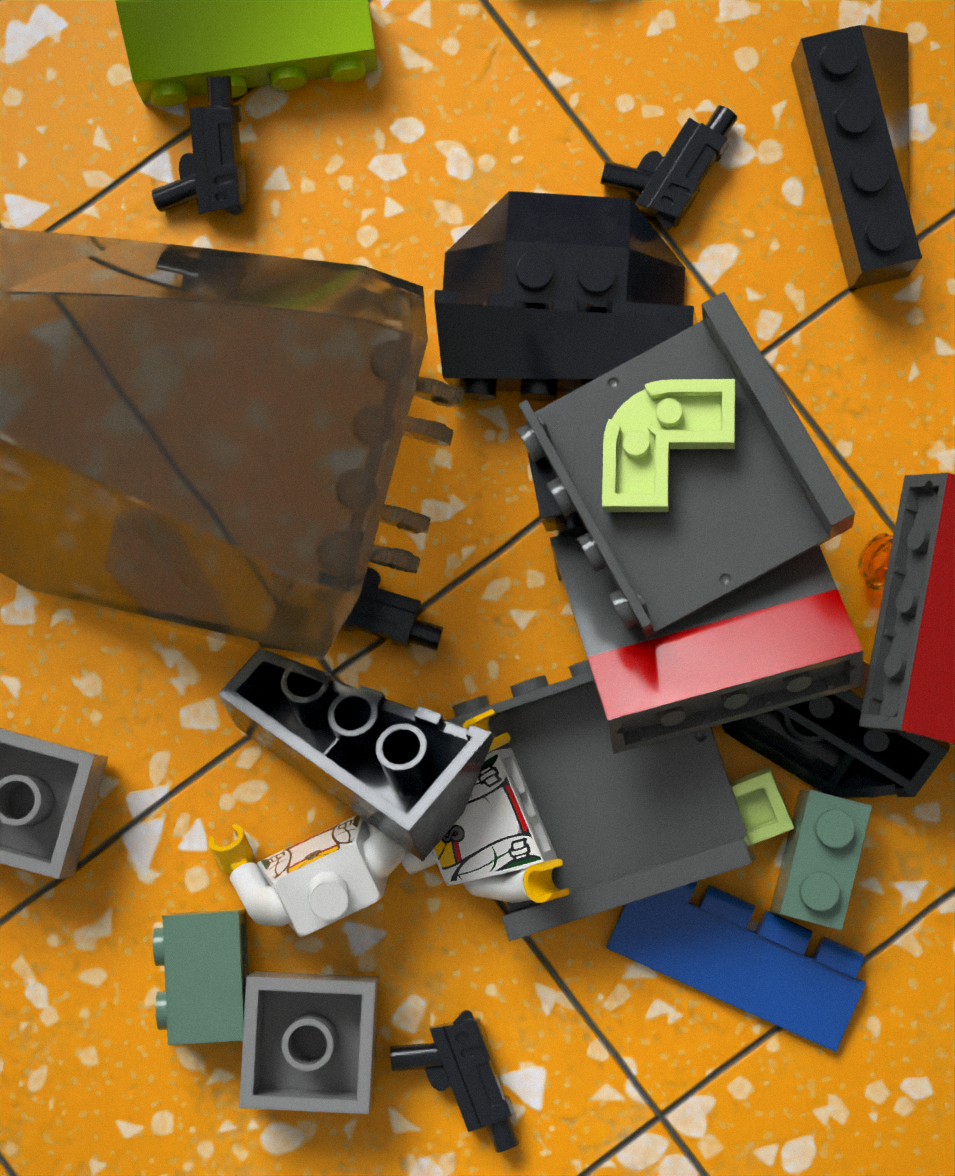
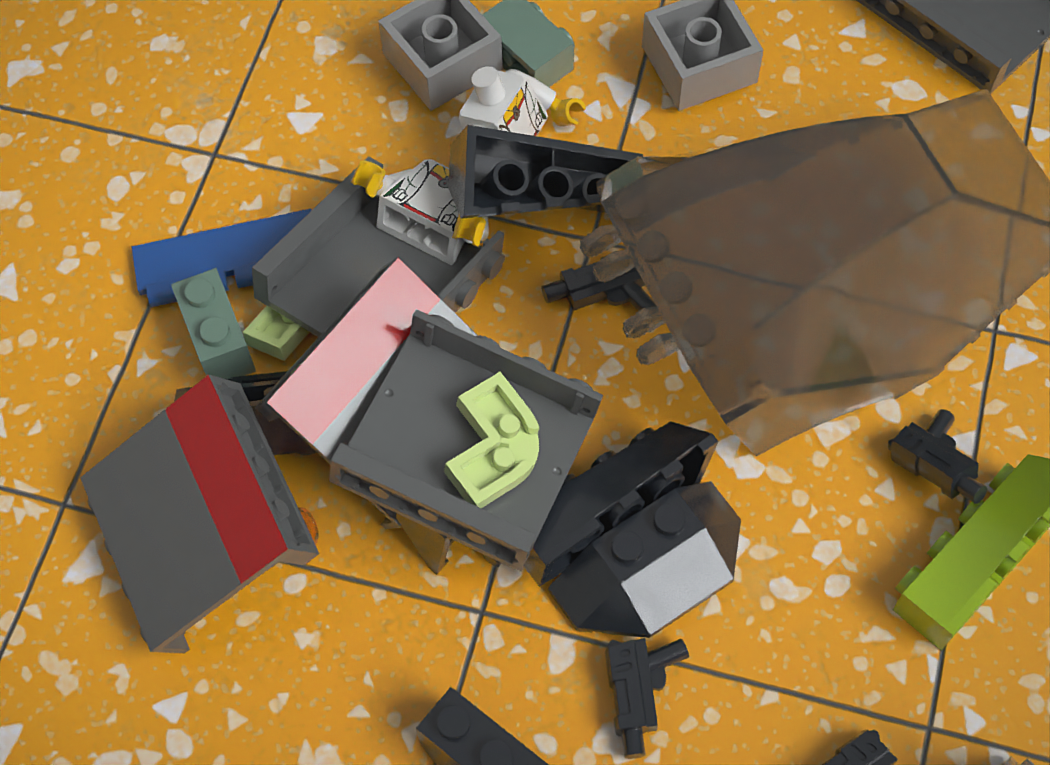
camera: 140 degrees right, 20 degrees down
(464, 1061) = (349, 102): black piece -> none

